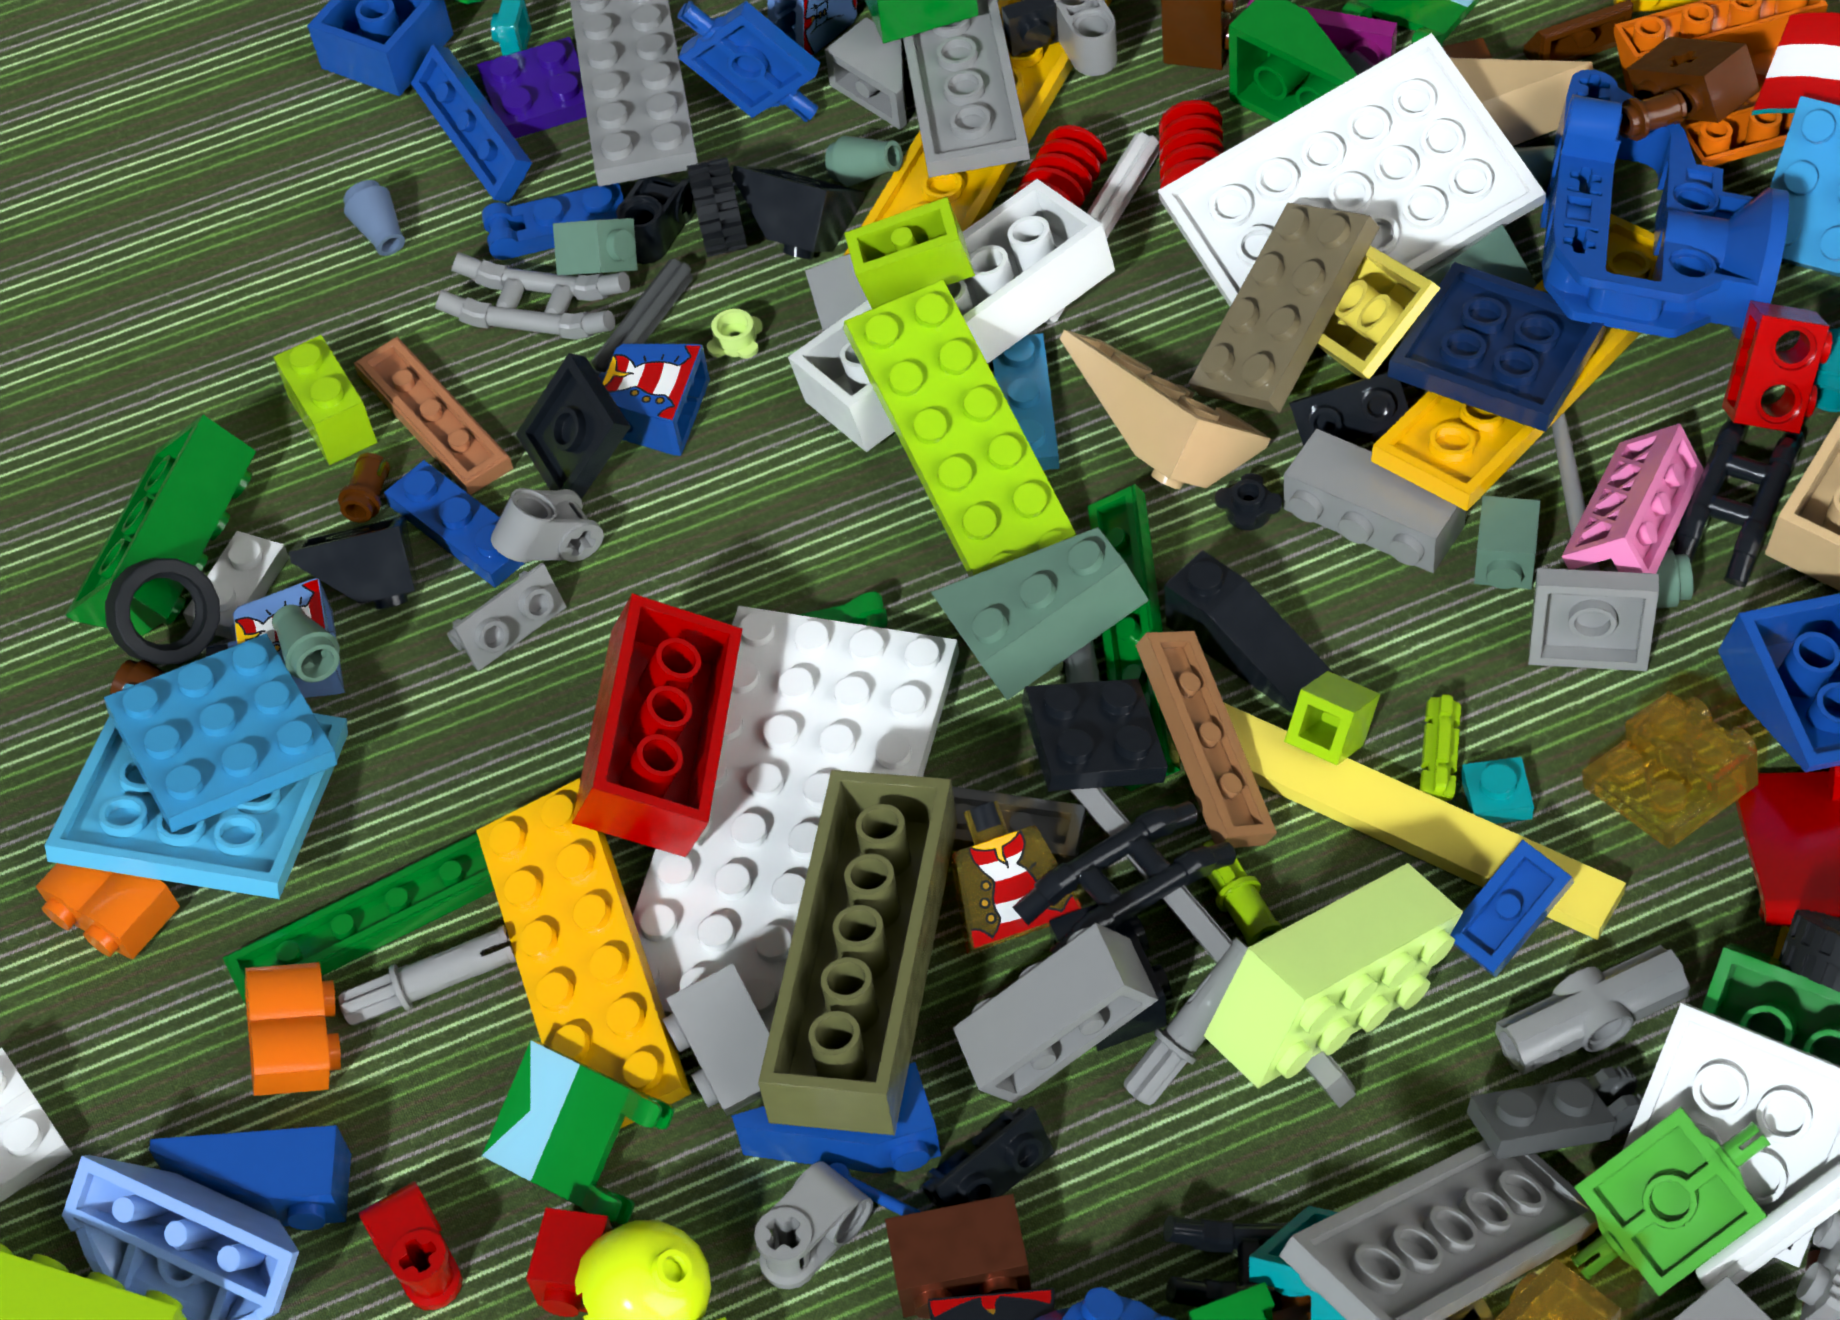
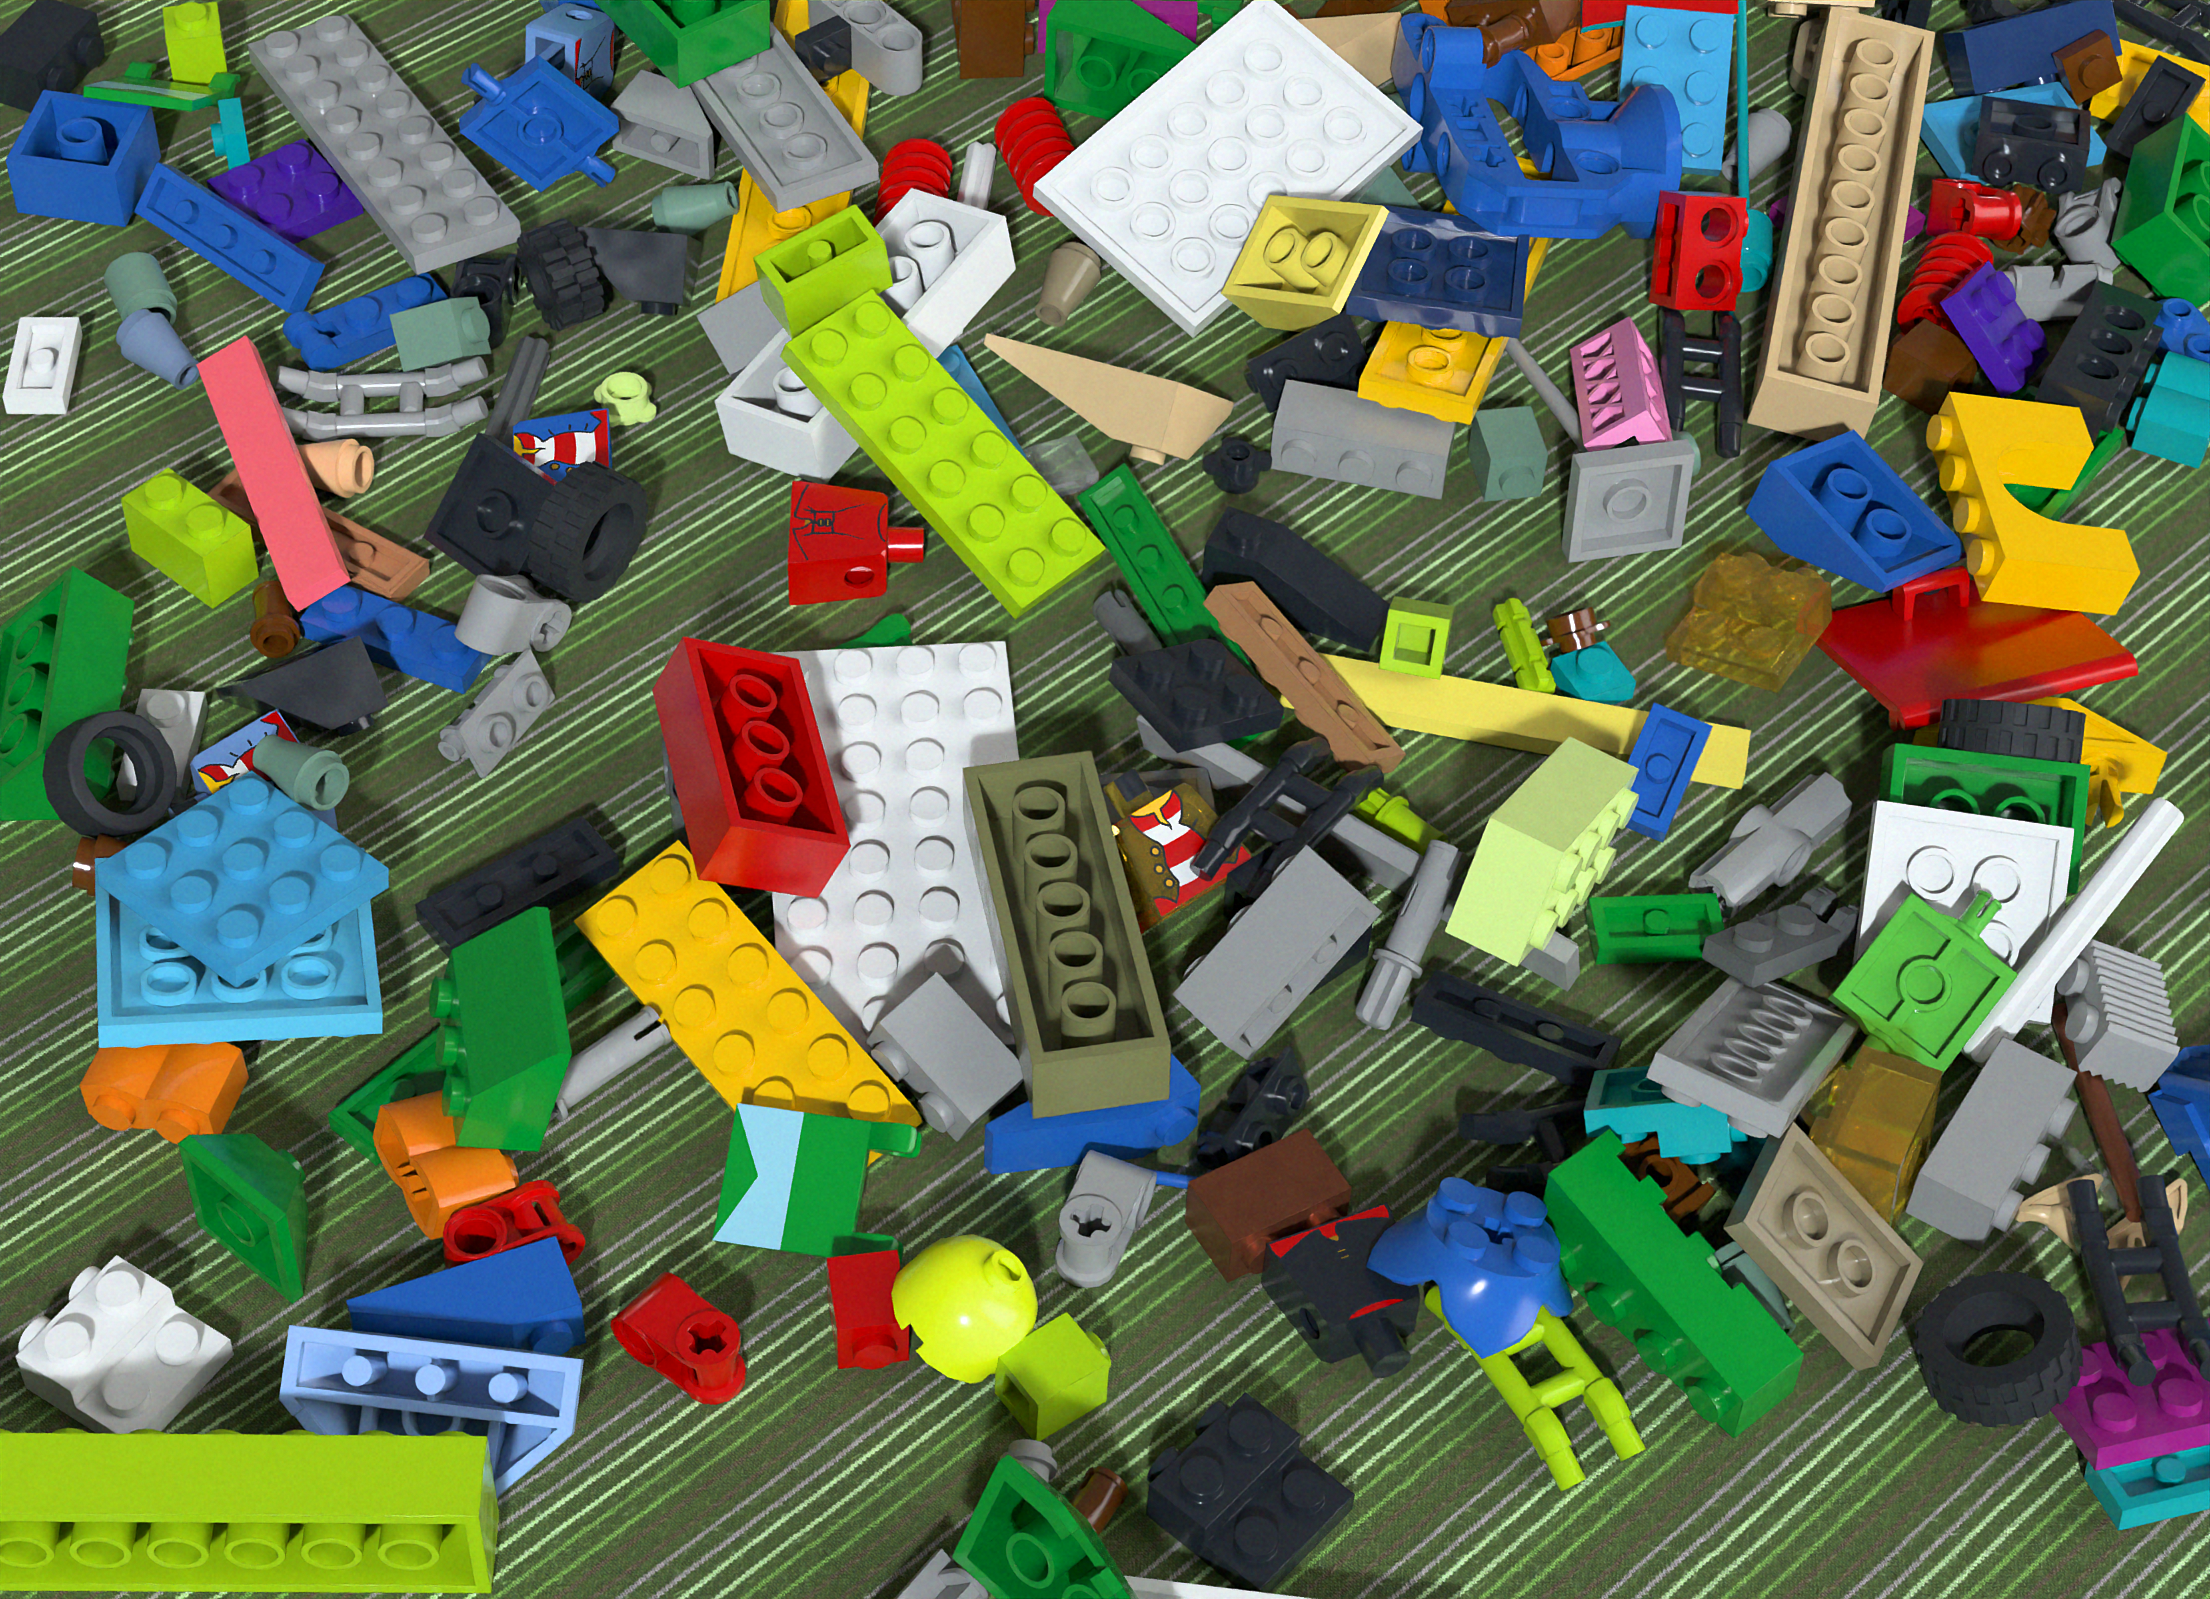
camera: 30 degrees left, 5 degrees down
(125, 1027) = (251, 1204): none -> green slope
(280, 216) = (42, 365): none -> white plate
(315, 1103) = (509, 1224): none -> red piece
(353, 931) = (502, 1034): none -> green slope
(383, 158) = (139, 283): none -> sand green brick
(409, 354) = (273, 474): none -> coral tile
(454, 784) = (534, 875): none -> black plate
(468, 353) = (338, 466): none -> light nougat cone
(615, 444) = (587, 531): none -> black tyre
(856, 513) = (843, 544): none -> red torso
(1041, 607) = (1085, 590): sand green wedge -> none
(1087, 472) = (1063, 464): none -> clear tile
(1168, 287) = (1068, 280): none -> dark tan cone
(1261, 1139) = (1514, 1030): none -> black plate
(1284, 306) = (1209, 271): dark tan plate -> none
(1439, 1066) = (1652, 927): none -> green plate
(1493, 739) = (1573, 629): none -> reddish brown plate

